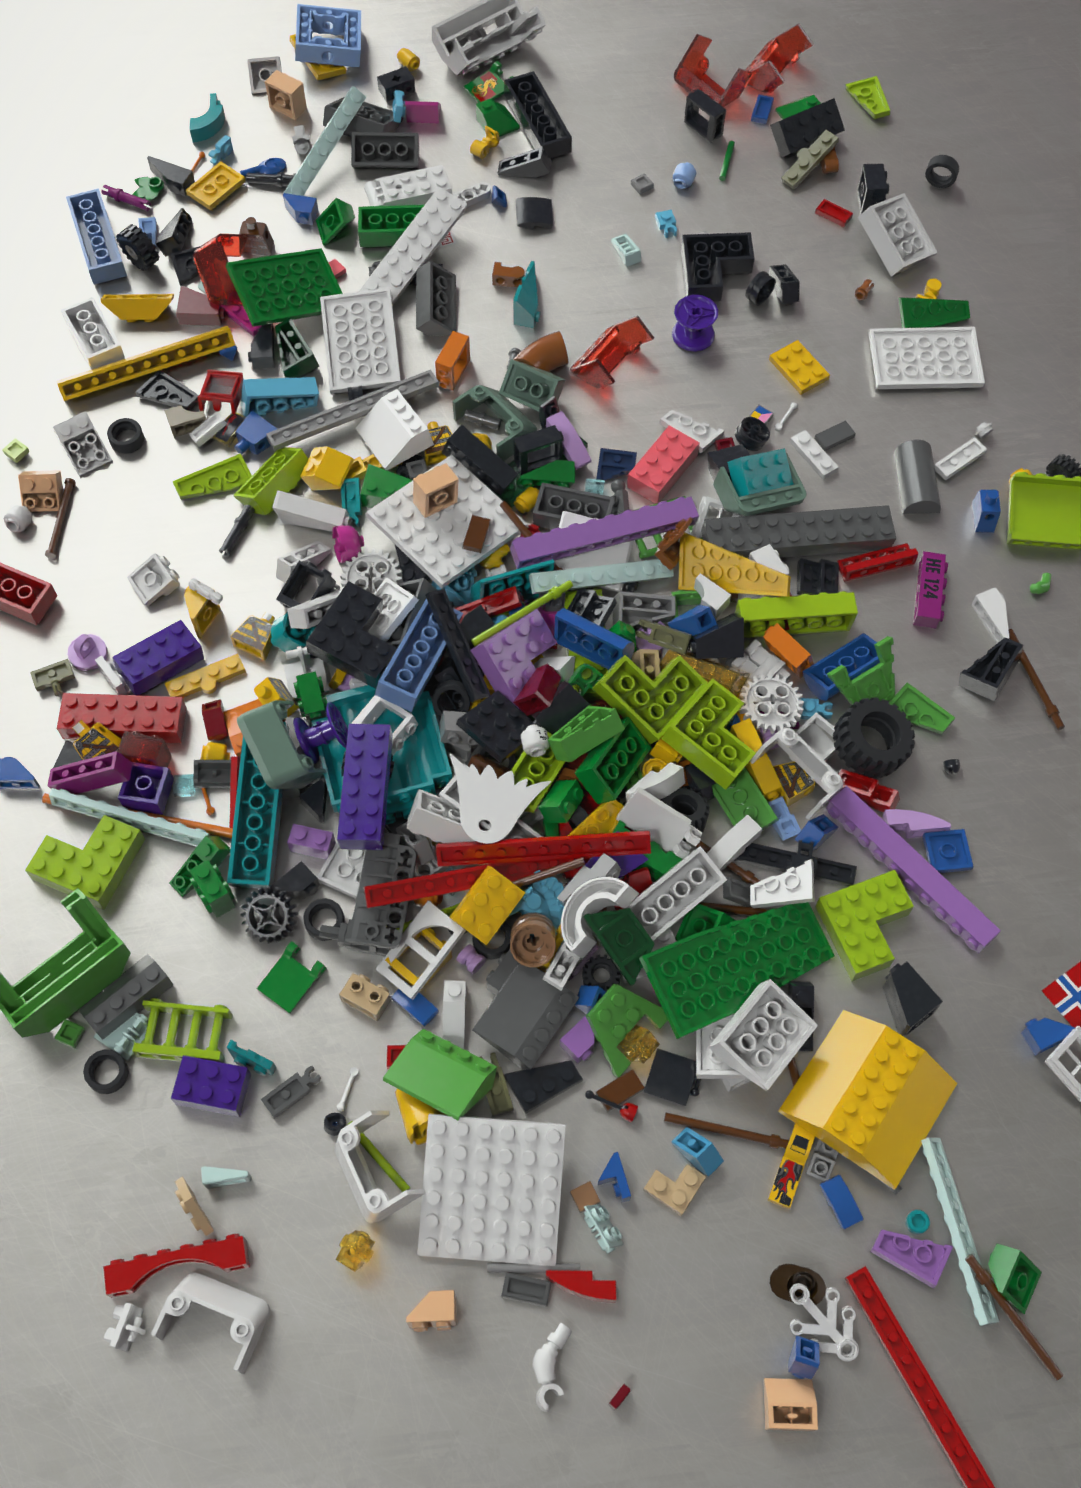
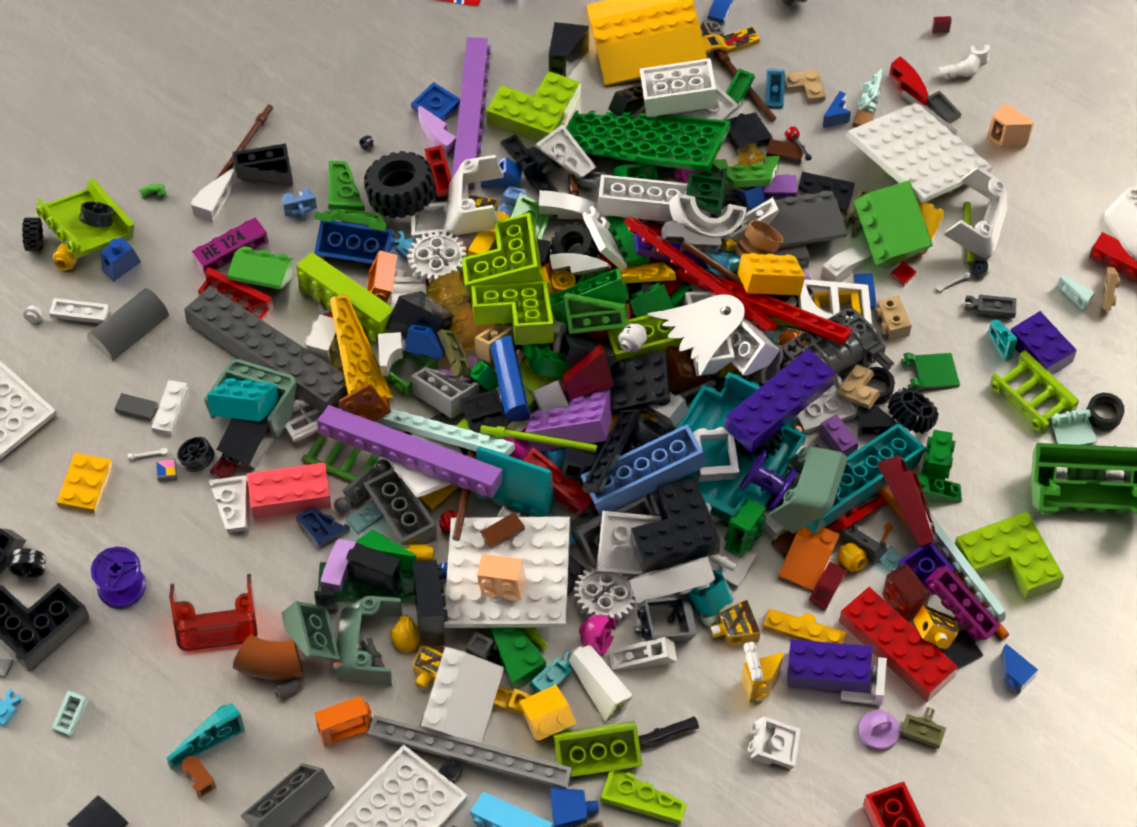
camera: 135 degrees left, 5 degrees down
(125, 996) = (1029, 434): dark grey slope -> none
(199, 819) = (910, 498): none -> dark red wedge
(274, 689) = (769, 558): yellow torso -> none
(333, 888) = (855, 388): none -> tan plate
(355, 1250) = (1028, 192): clear yellow brick -> none
(594, 702) = (559, 331): none -> light grey bar
(727, 1118) = (740, 85): none -> green tile
(817, 577) = (290, 319): black slope -> none
(882, 584) = (260, 268): none -> bright green slope
(935, 660) = (299, 205): none -> medium blue hips
(1043, 517) = (96, 214): none -> black wheel

